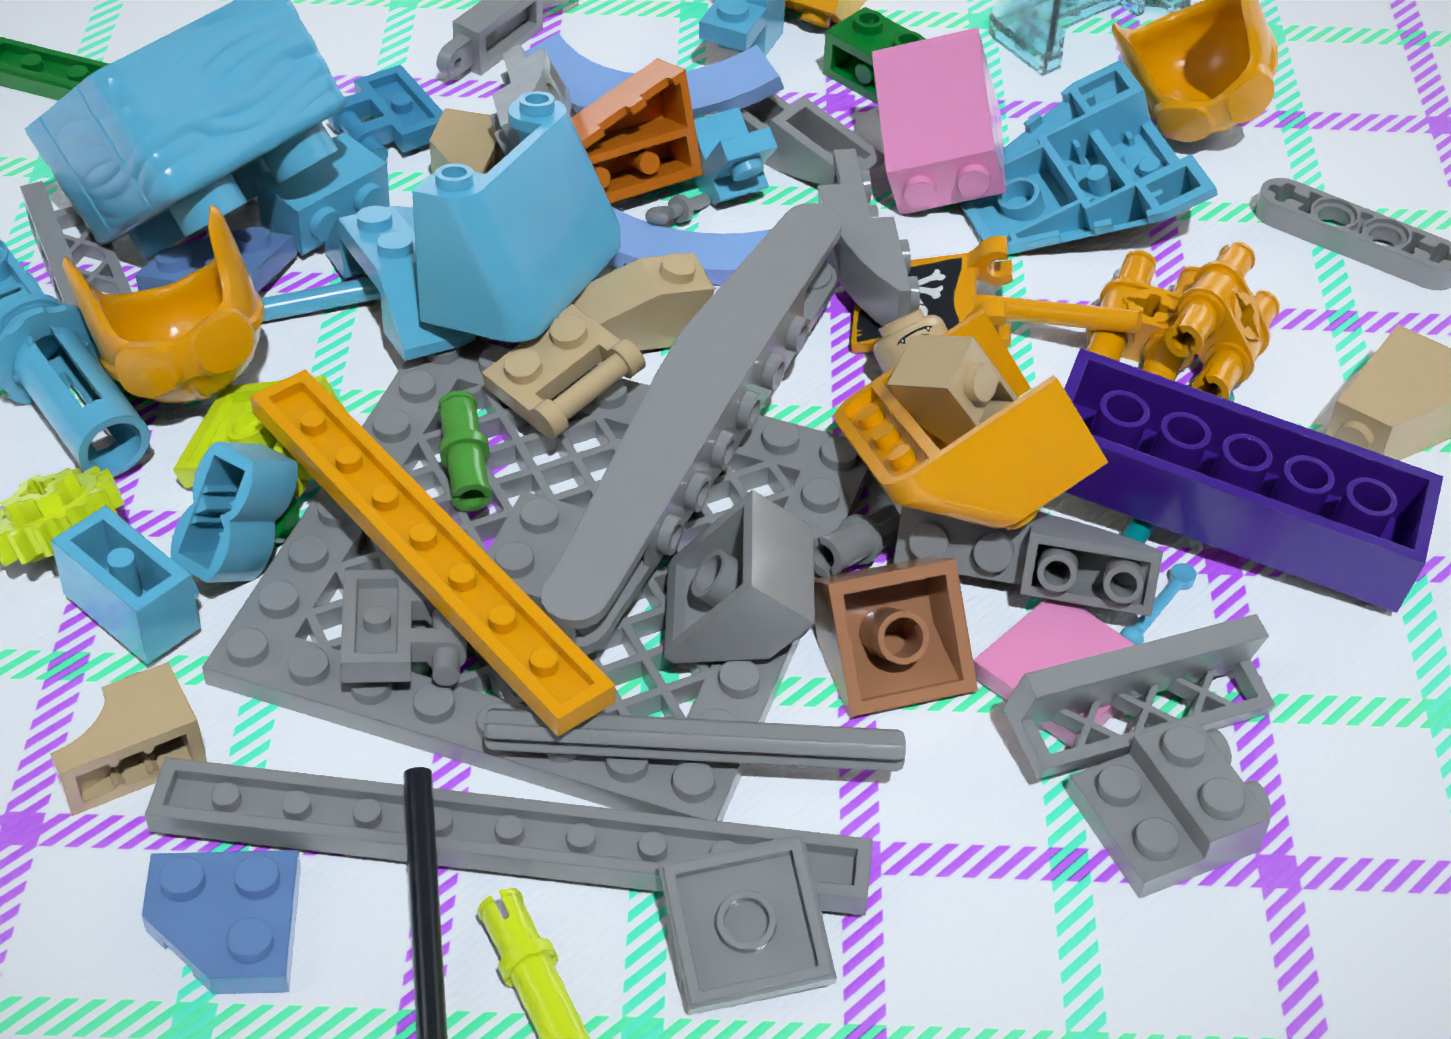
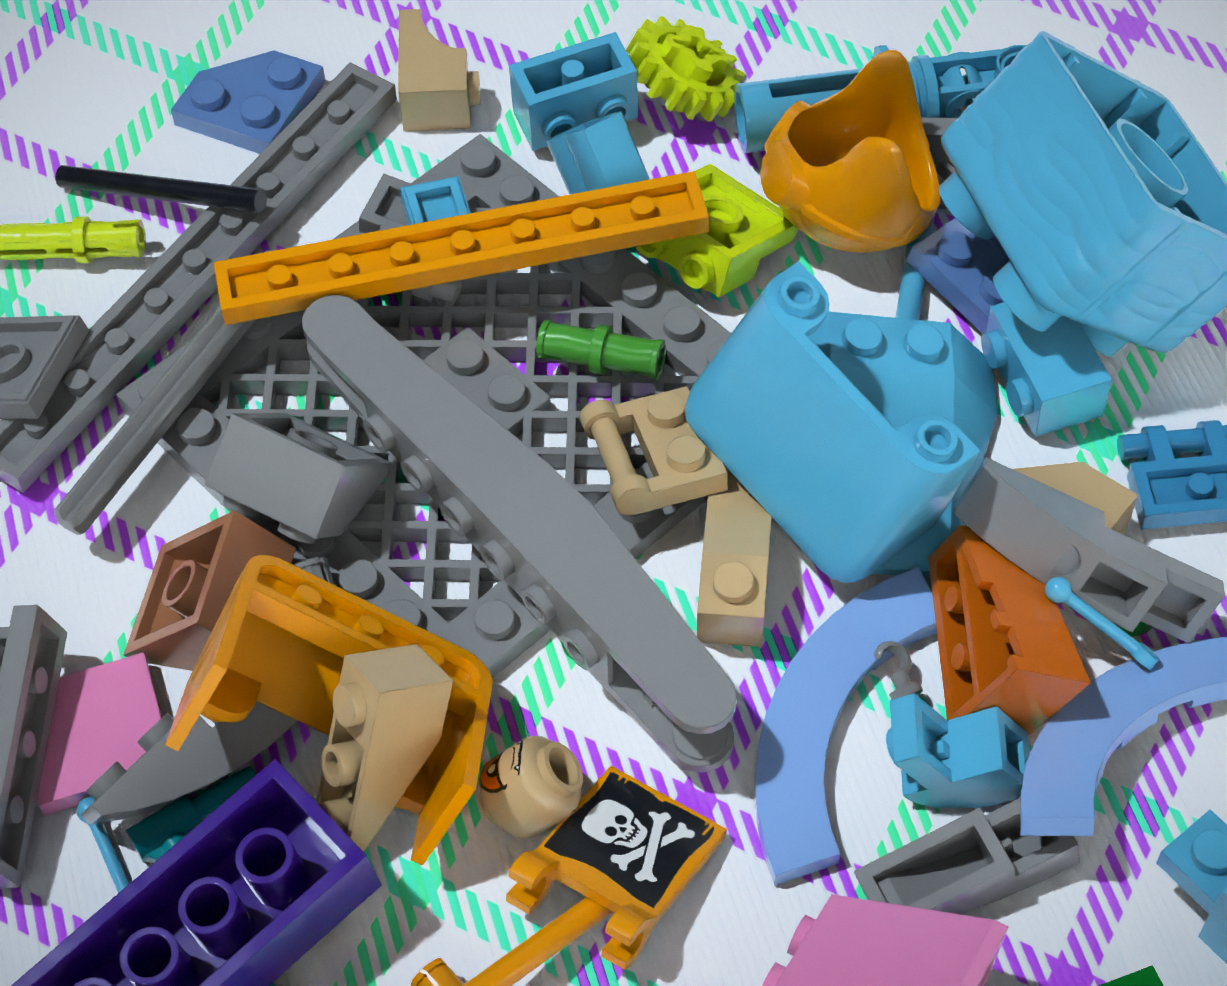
camera: 120 degrees right, 10 degrees up
(374, 597) = (433, 200): none -> medium azure tile
(577, 101) = (1060, 590): none -> medium azure hinge
(868, 254) = (696, 796): light grey slope -> none

